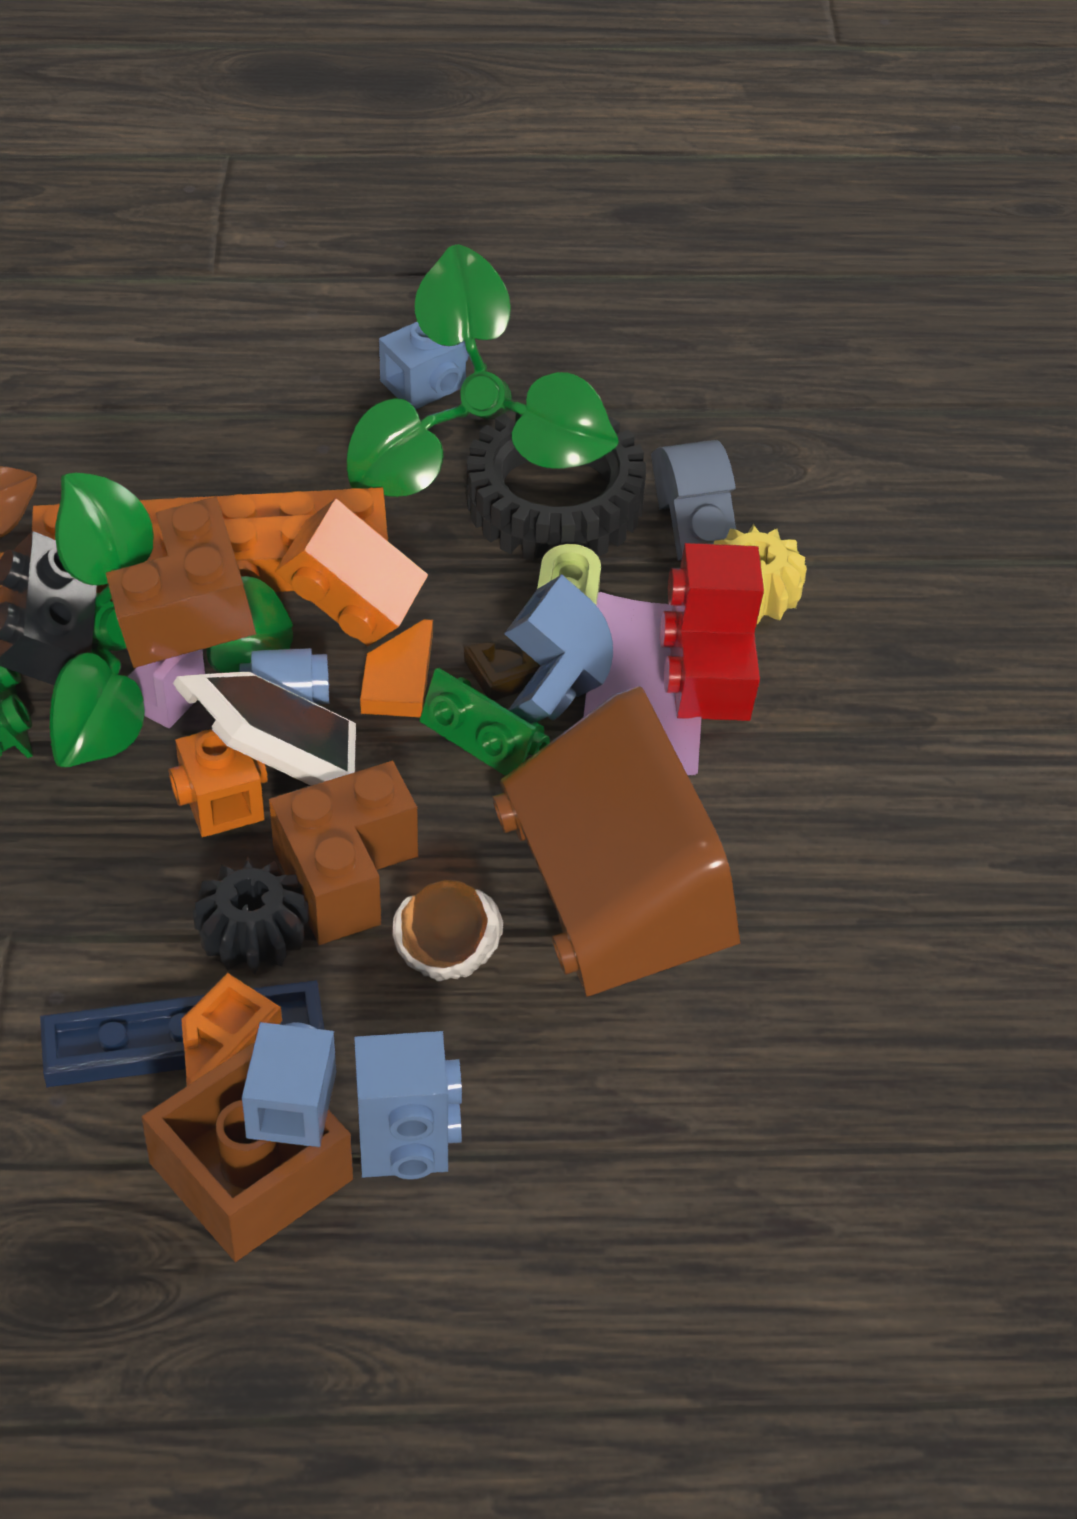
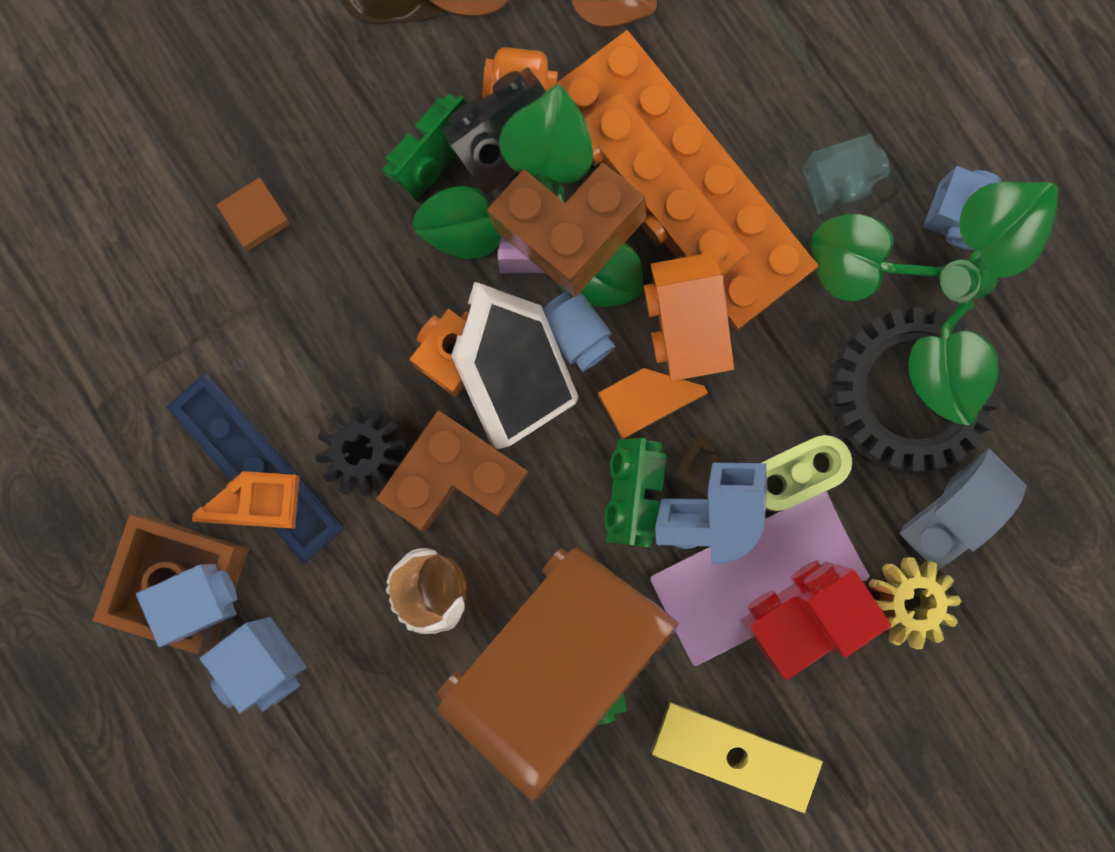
camera: 55 degrees right, 35 degrees up
(312, 428) = (845, 171): none -> clear light blue brick
(810, 776) = (764, 770): none -> light yellow tile

